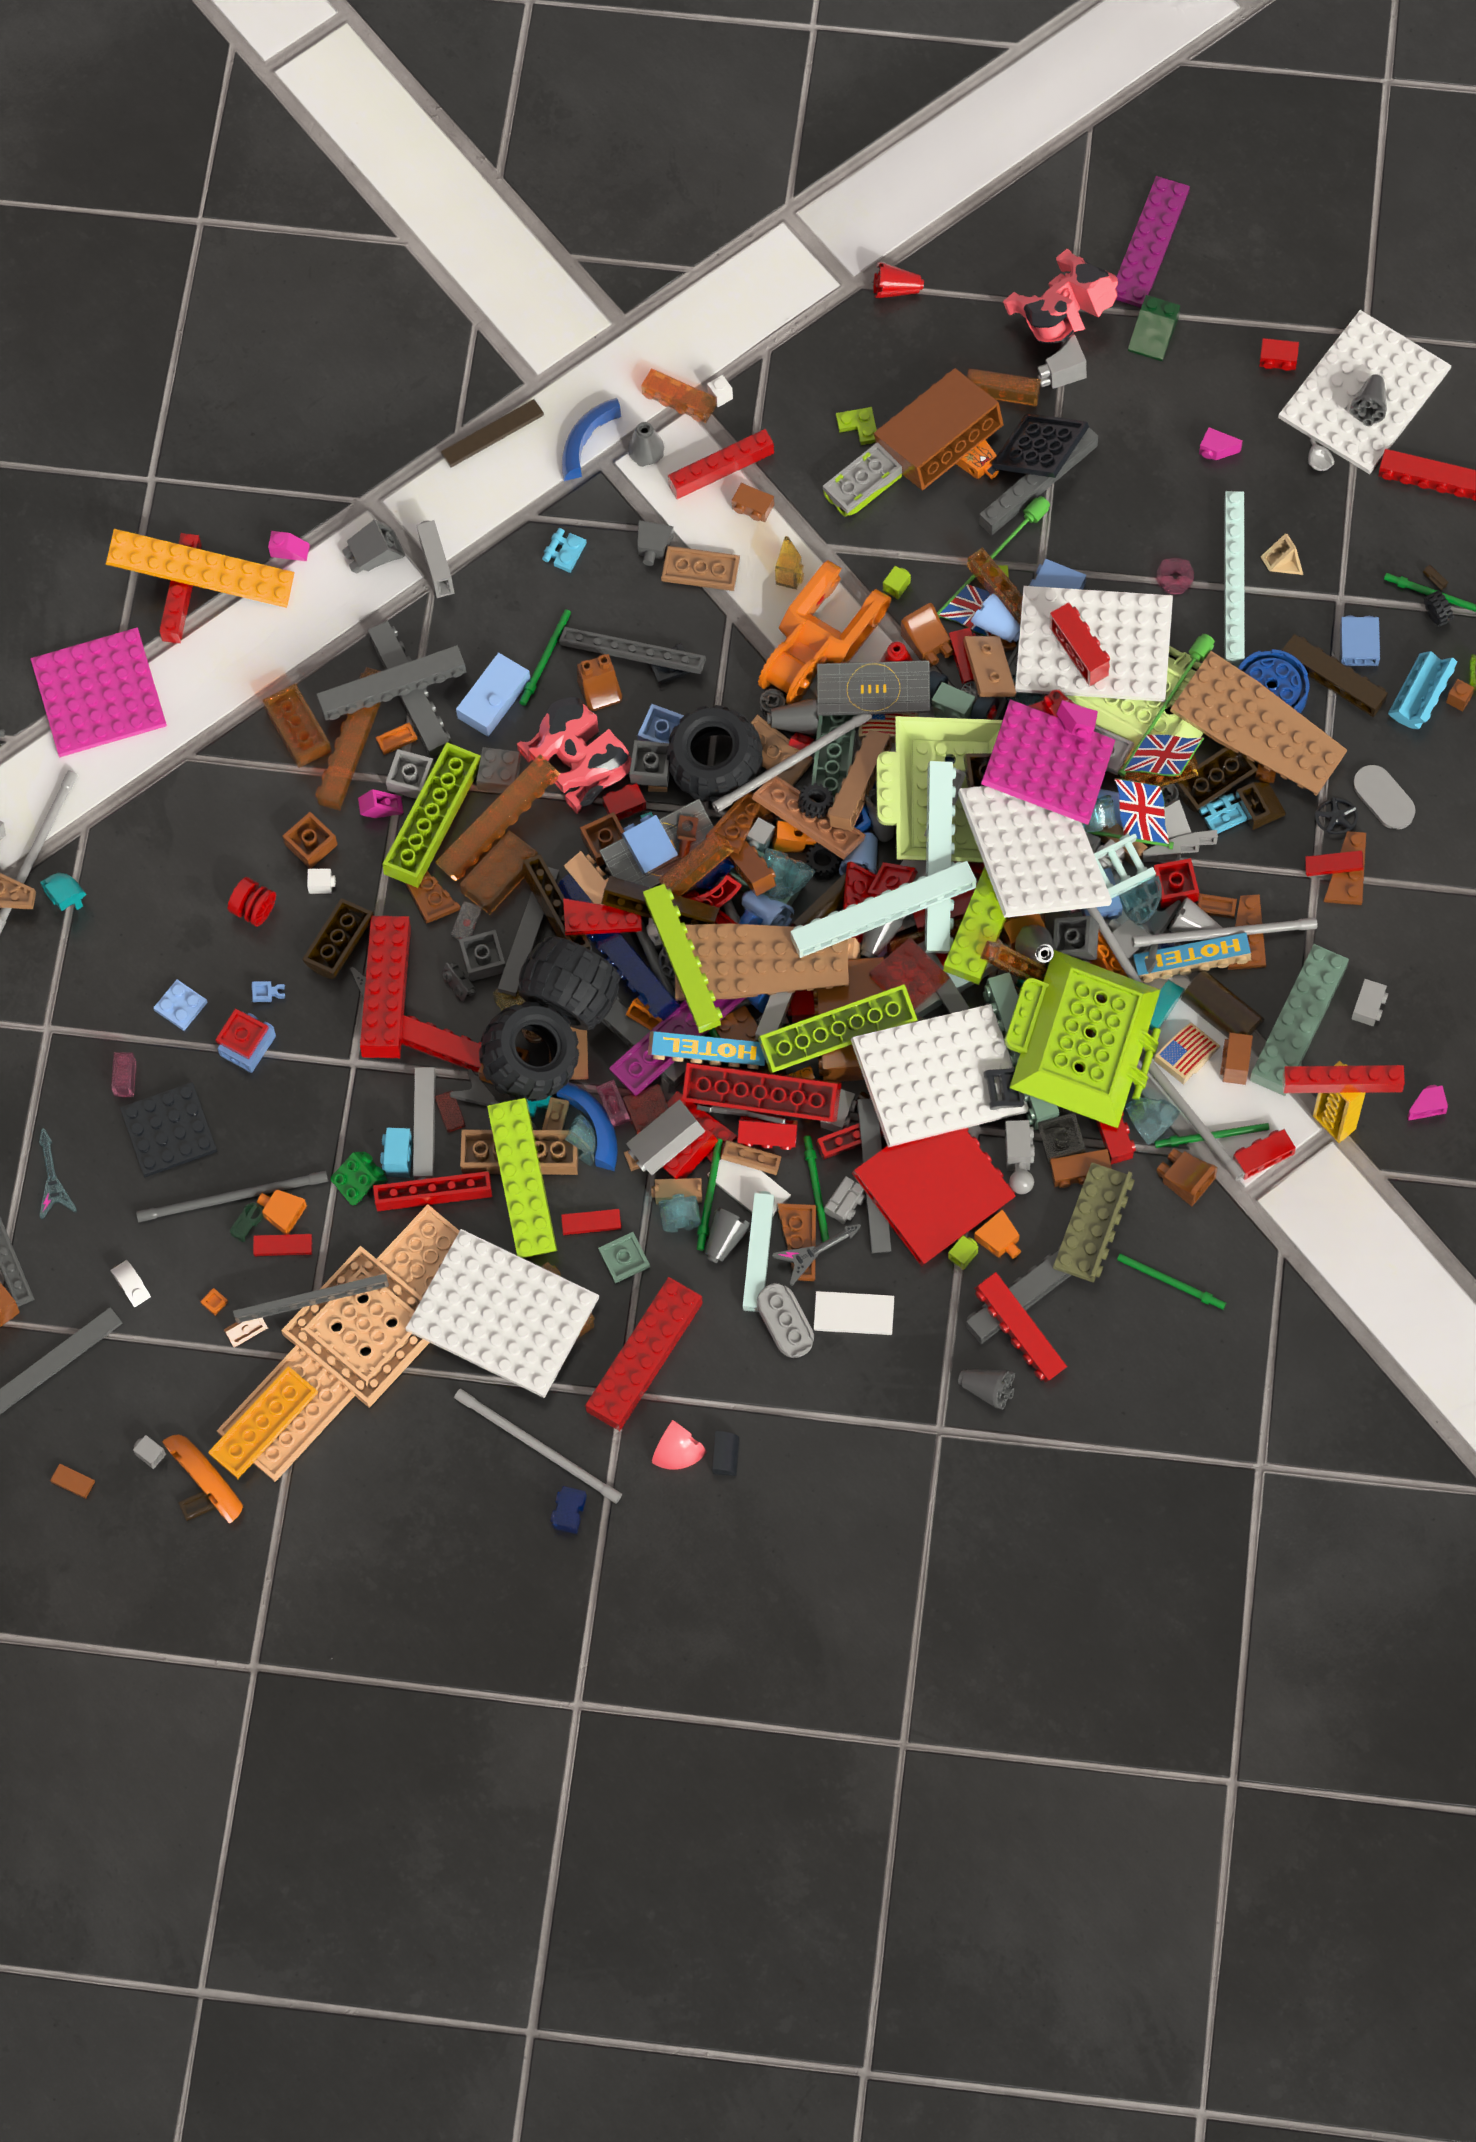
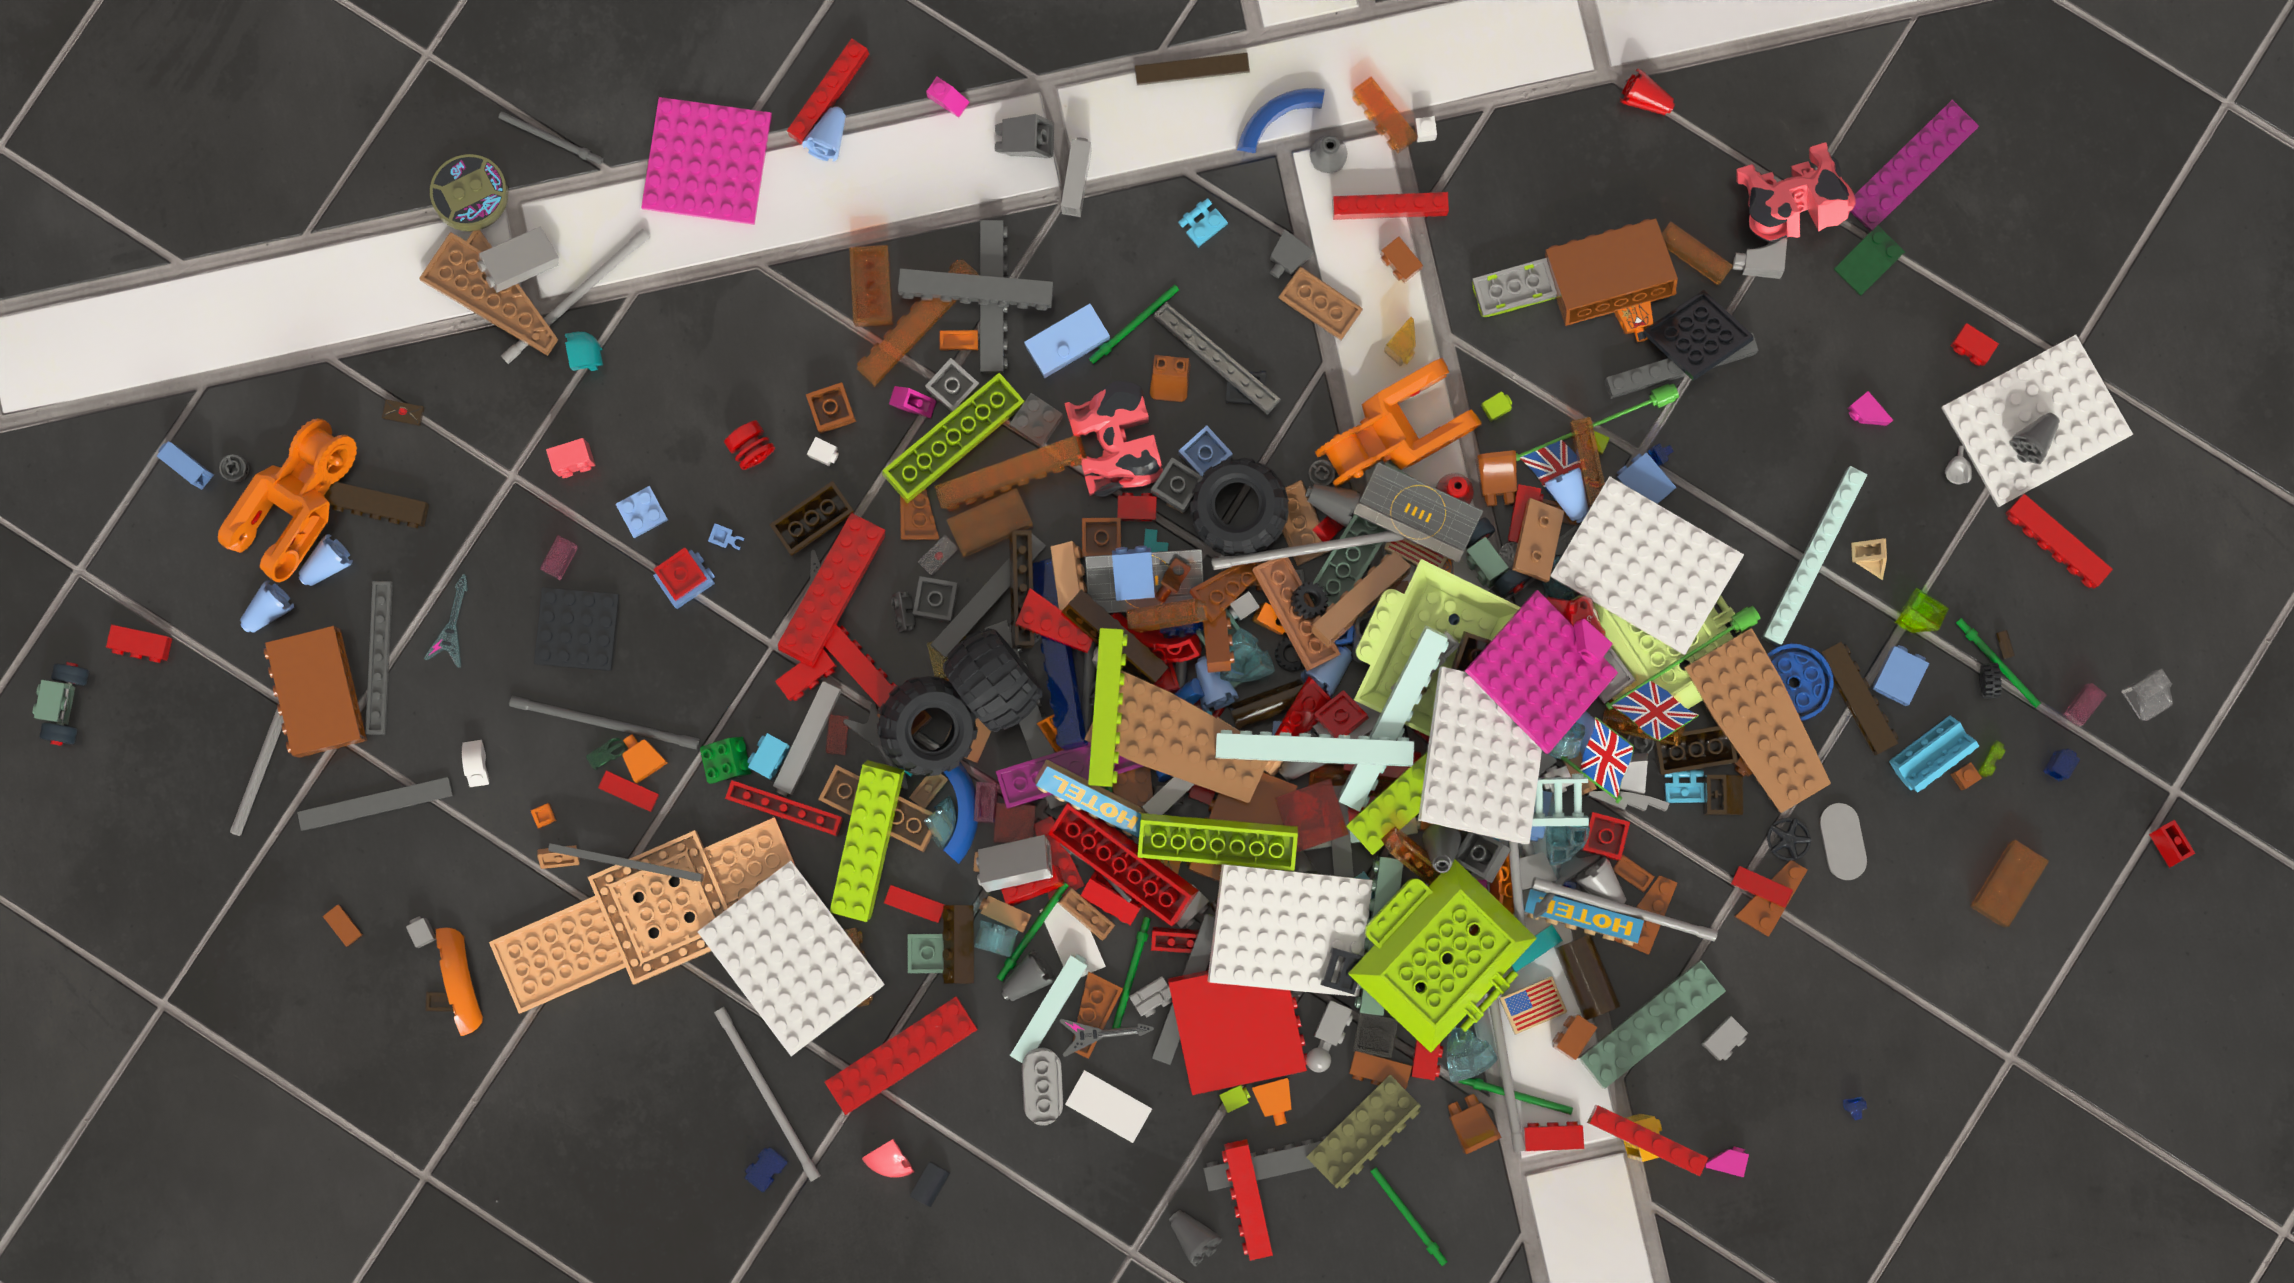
camera: 25 degrees right, 15 degrees up
(94, 984) = (571, 458): none -> coral brick
(196, 624) = (826, 136): none -> light blue cone
(200, 568) = (852, 84): light orange plate -> none
(263, 1422) = (532, 956): light orange plate -> none
(396, 1073) = (804, 677): none -> red brick
(648, 1234) = (958, 944): none -> dark brown brick
(859, 420) = (1545, 222): lime plate -> none
(1058, 555) = (1660, 454): none -> clear blue tile
(1079, 643) = (1630, 567): red brick -> none
(1178, 566) = (1771, 519): clear pink plate -> none
(1350, 584) = (1921, 613): none -> clear neon green slope

